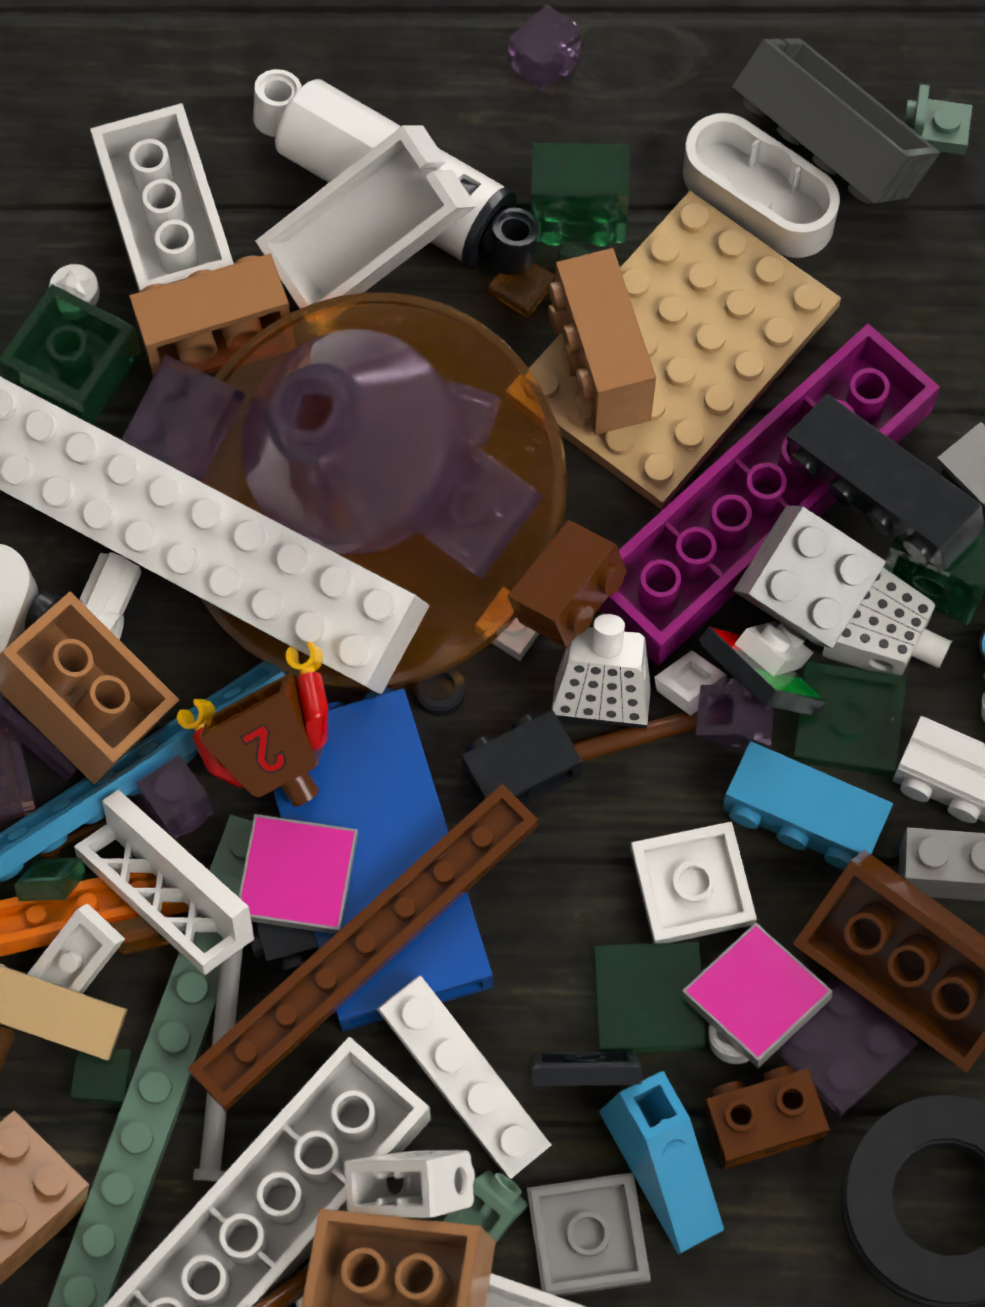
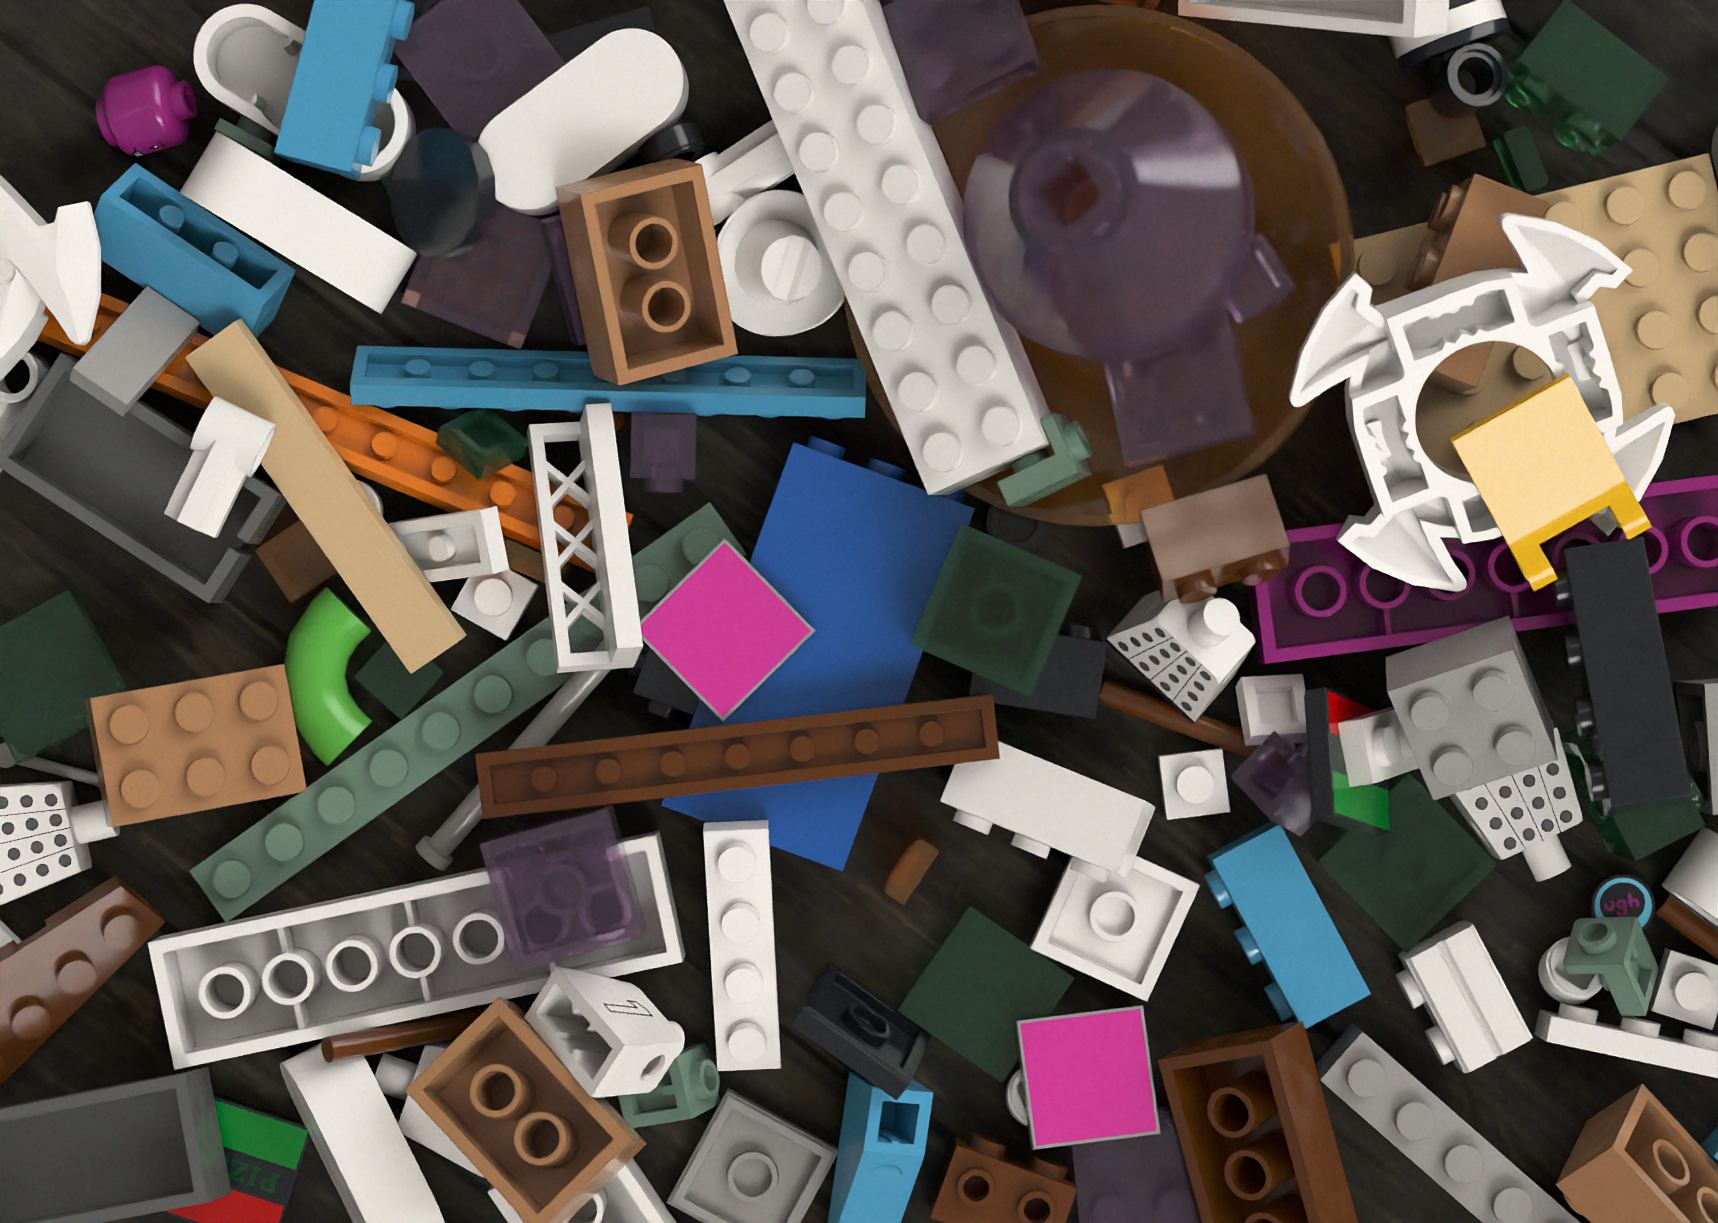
camera: 40 degrees right, 20 degrees up
(36, 1098) = (316, 675): none -> bright green cylinder
(131, 978) = (495, 601): none -> white plate
(171, 635) = (777, 266): none -> white hat
(268, 735) = (792, 473): reddish brown torso -> none
(310, 1102) = (563, 888): none -> clear purple brick
(431, 625) = (1043, 474): none -> sand green bracket
(463, 728) = (995, 609): none -> clear green brick
(537, 948) = (910, 869): none -> clear orange tile
(589, 393) = (1396, 346): none -> white piece
(597, 838) = (1050, 810): none -> white brick
(677, 768) = (1193, 783): none -> white plate
(738, 397) = (1544, 471): none -> yellow flag

